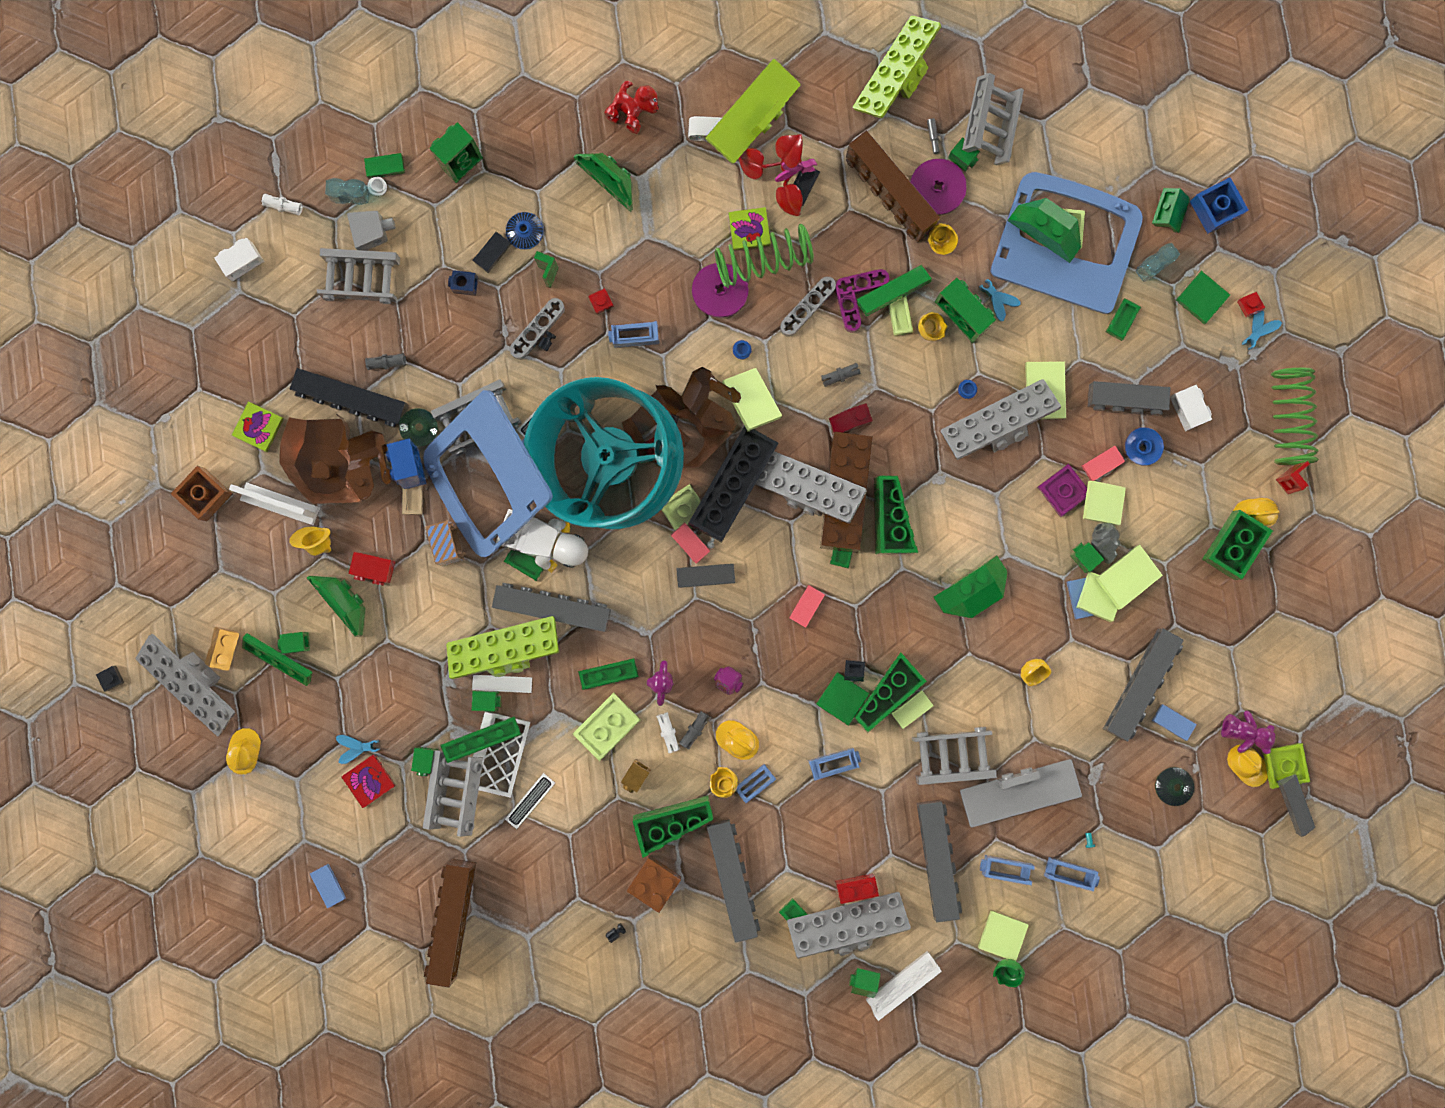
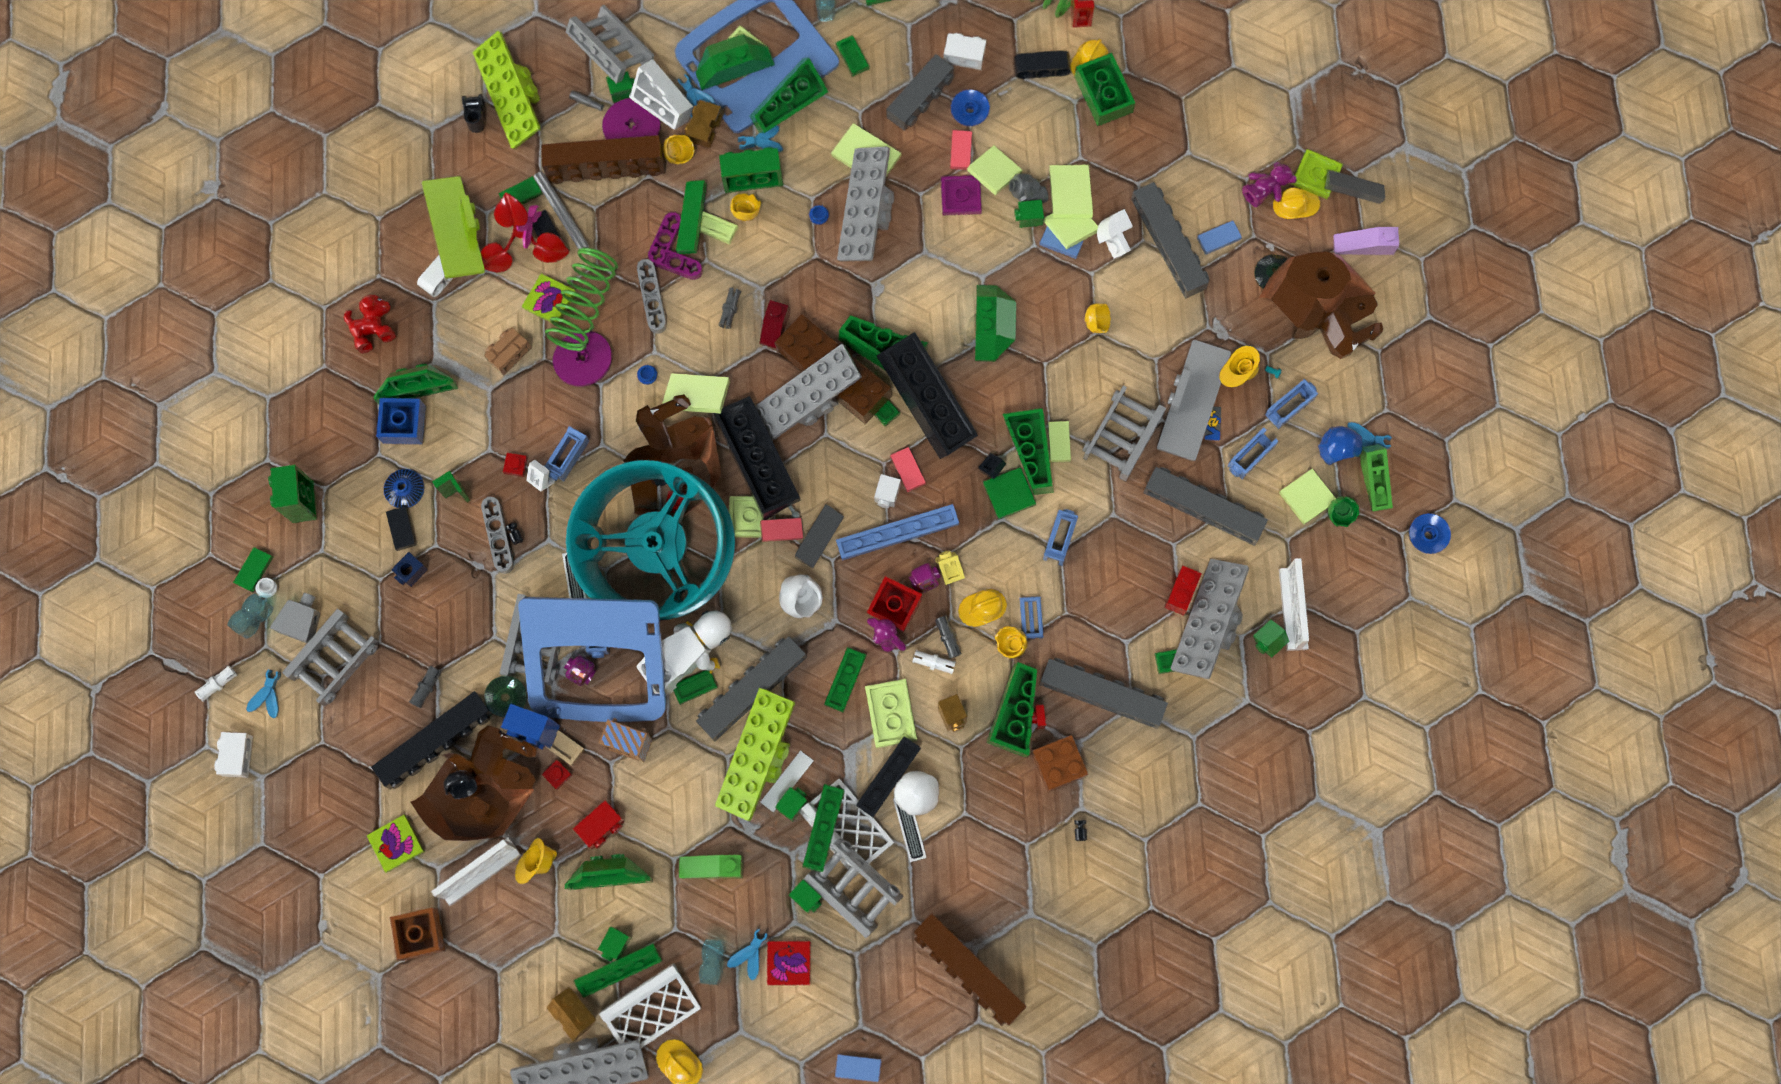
camera: 55 degrees left, 10 degrees down
(271, 687) = (644, 991): none -> white fence
(300, 247) = (266, 694): none -> dark azure piece
(328, 725) = (711, 968): none -> clear light blue brick
(330, 442) = (460, 784): none -> black hair
(388, 508) = (556, 774): none -> red plate
(398, 674) = (711, 867): none -> bright green slope
(476, 468) = (579, 670): none -> magenta head
(555, 759) = (888, 776): none -> black plate
(557, 790) = (917, 793): none -> white piece
(571, 189) = (401, 421): none -> blue brick
(602, 327) = (539, 476): none -> white bracket
(646, 595) = (800, 596): none -> white piece
(680, 843) = (1039, 717): none -> red plate
(684, 228) = (507, 351): none -> medium nougat brick
(689, 673) = (895, 603): none -> red slope
(750, 633) = (897, 532): none -> medium blue plate
(751, 693) = (950, 567): none -> light yellow bracket
(776, 603) = (887, 491): none -> white brick
(820, 142) = (524, 191): none -> green tile
(827, 185) = (560, 210): none -> light grey axle
(863, 53) = (474, 109): none -> black piece
(874, 582) = (927, 395): none -> black arch
(977, 192) = (660, 96): none -> white wedge
(979, 242) = (703, 122): none -> pearl gold brick
(997, 217) = (694, 94): none -> dark azure piece
(1006, 824) = (1213, 427): none -> sticker
(1045, 1059) = (1434, 525): none -> blue dish
(1051, 296) = (791, 95): none -> green wedge
(1058, 980) = (1376, 476): none -> bright green slope
(1062, 936) = (1340, 444): none -> blue piece
(1072, 813) = (1240, 367): none -> yellow piece
(1083, 952) = (1367, 437): none -> dark azure piece
(1117, 633) = (1111, 231): none -> white brick
(1182, 841) = (1326, 296): none -> reddish brown piece
(1224, 479) = (1042, 64): none -> black beam
(1254, 845) = (1367, 242): none -> lavender slope

